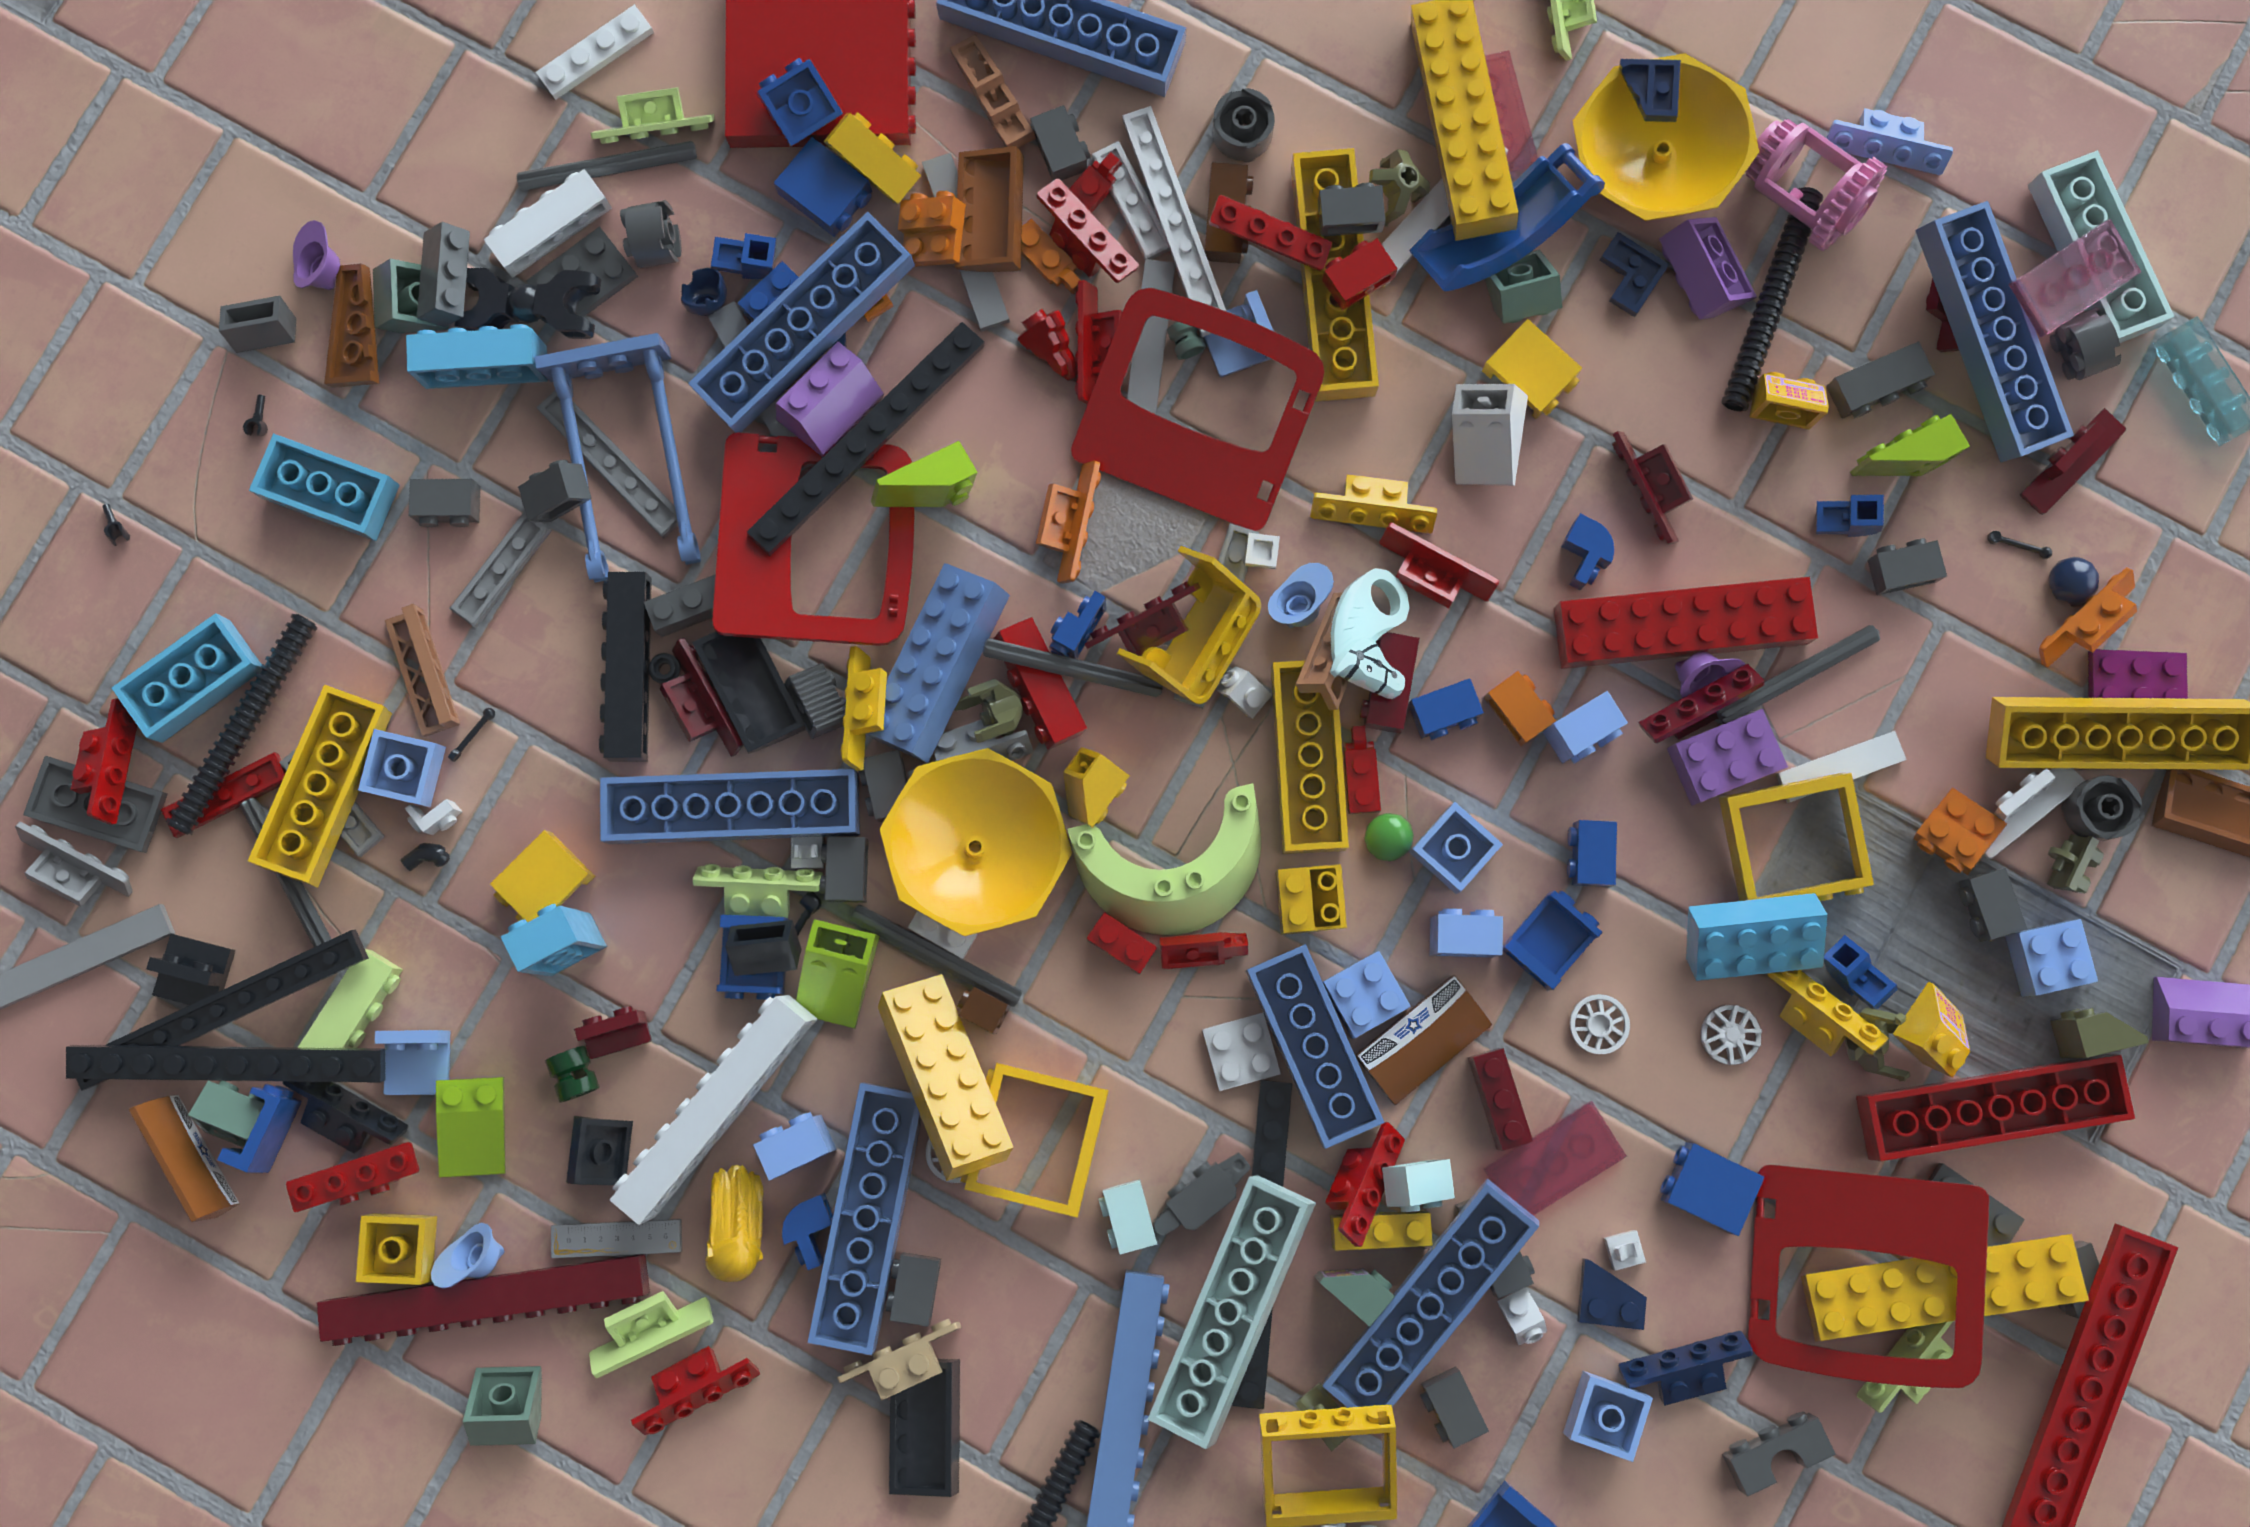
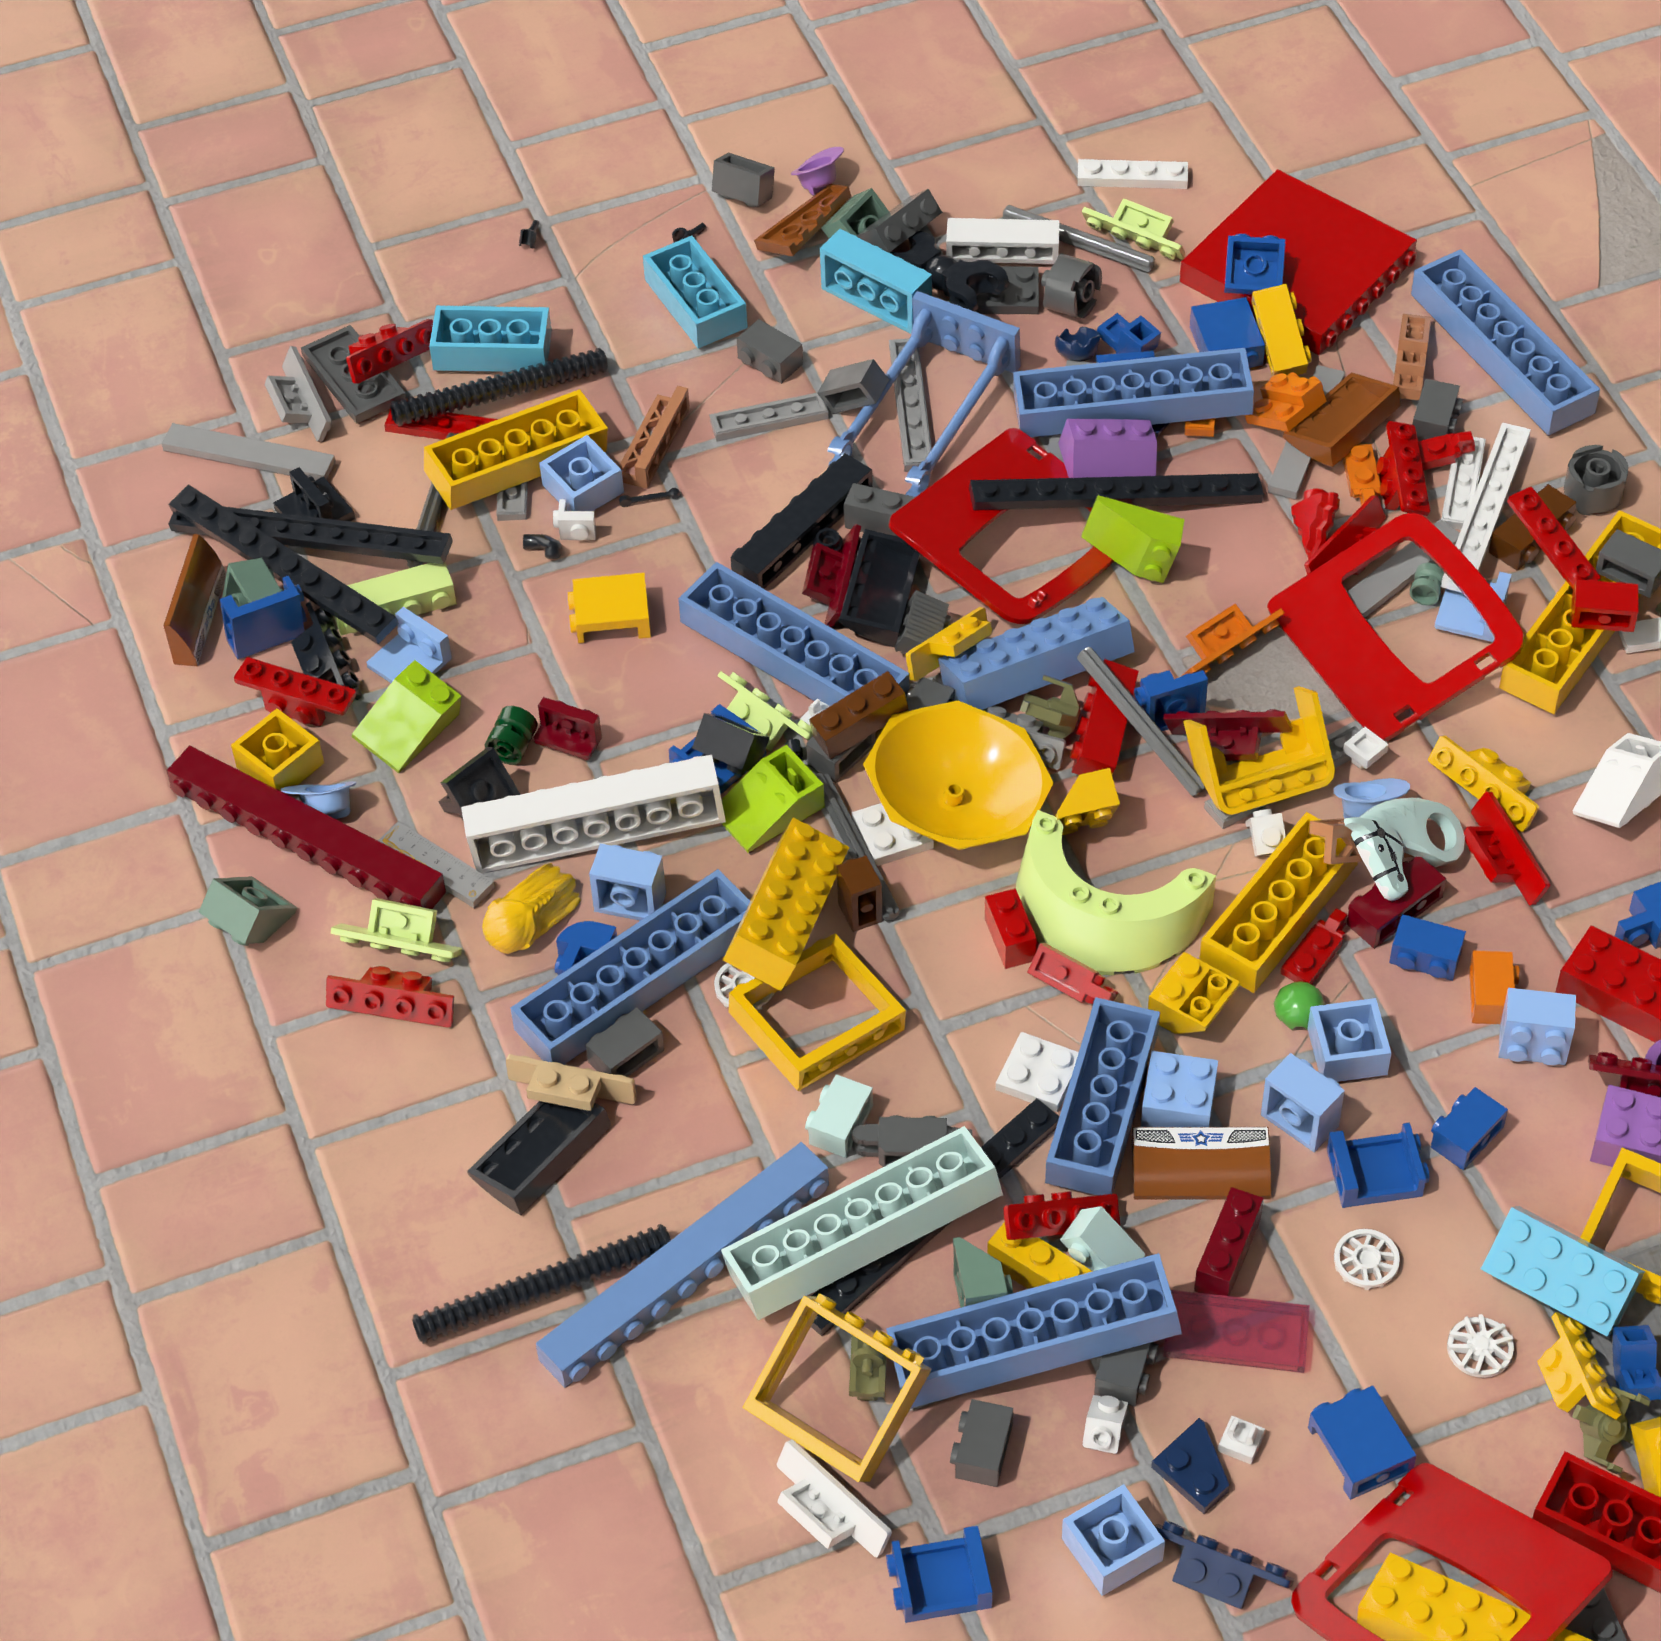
camera: 40 degrees right, 30 degrees down
(552, 940) = (585, 626): medium azure brick -> none
(854, 851) = (858, 715): none -> reddish brown brick

